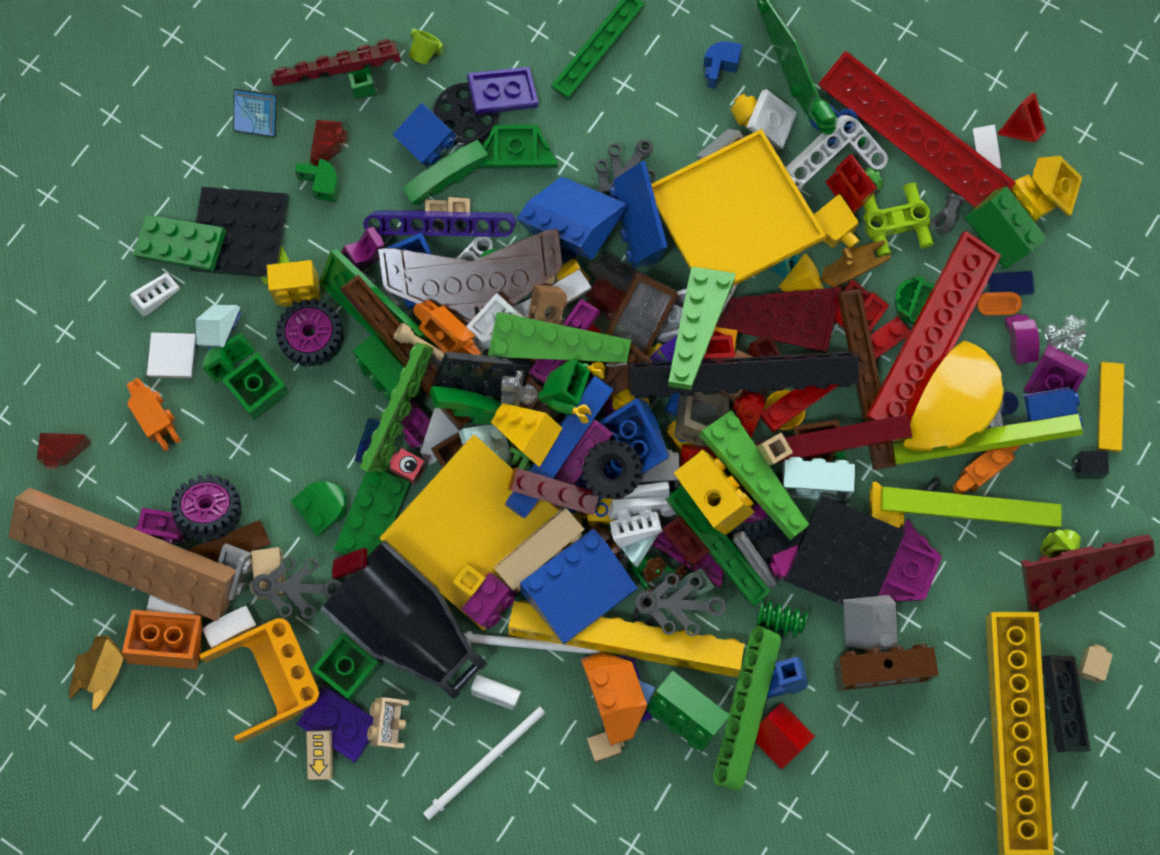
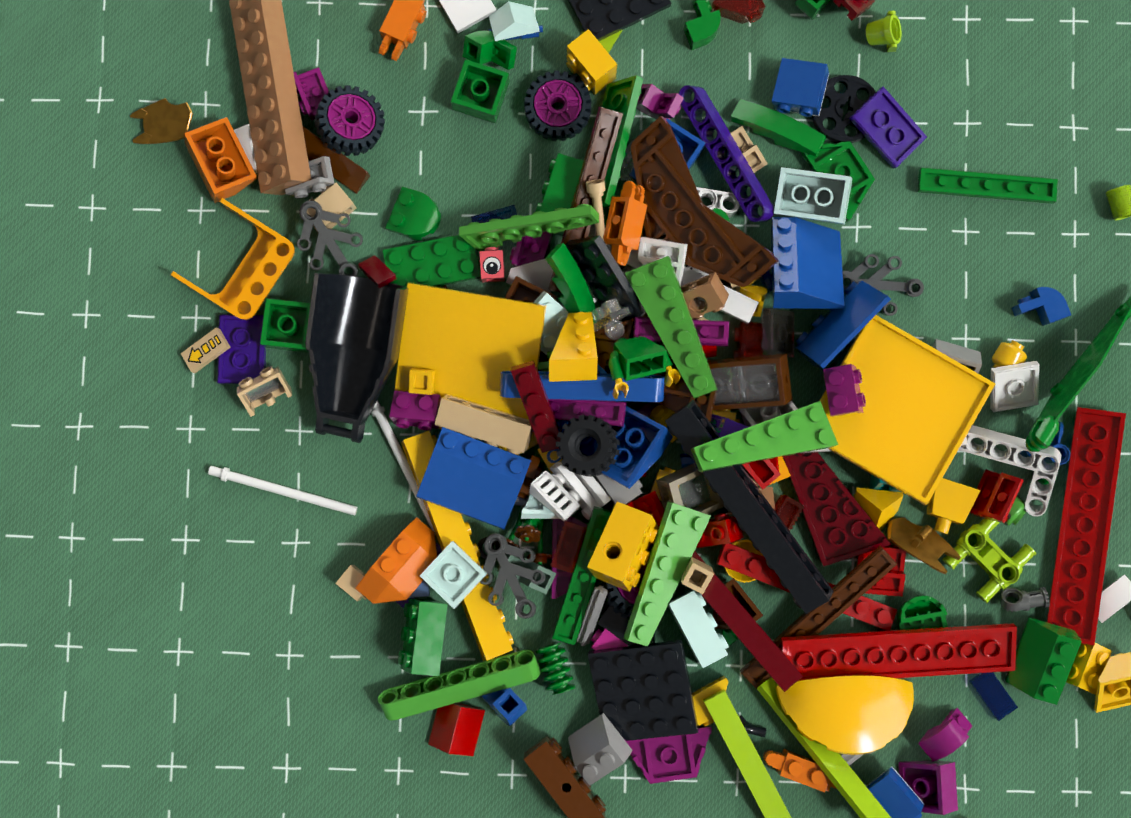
camera: 55 degrees right, 10 degrees up
(228, 627) = (264, 206): white slope -> none
(495, 692) = (345, 463): white brick -> none
(520, 176) = (813, 195): none -> light aqua brick
(650, 651) = (453, 574): none -> light aqua plate
(694, 244) = (844, 390): none -> magenta bracket
(999, 303) = (967, 695): orange tile -> none
(1010, 403) = (878, 757): clear blue tile -> none
(1068, 336) = (974, 776): clear hips -> none

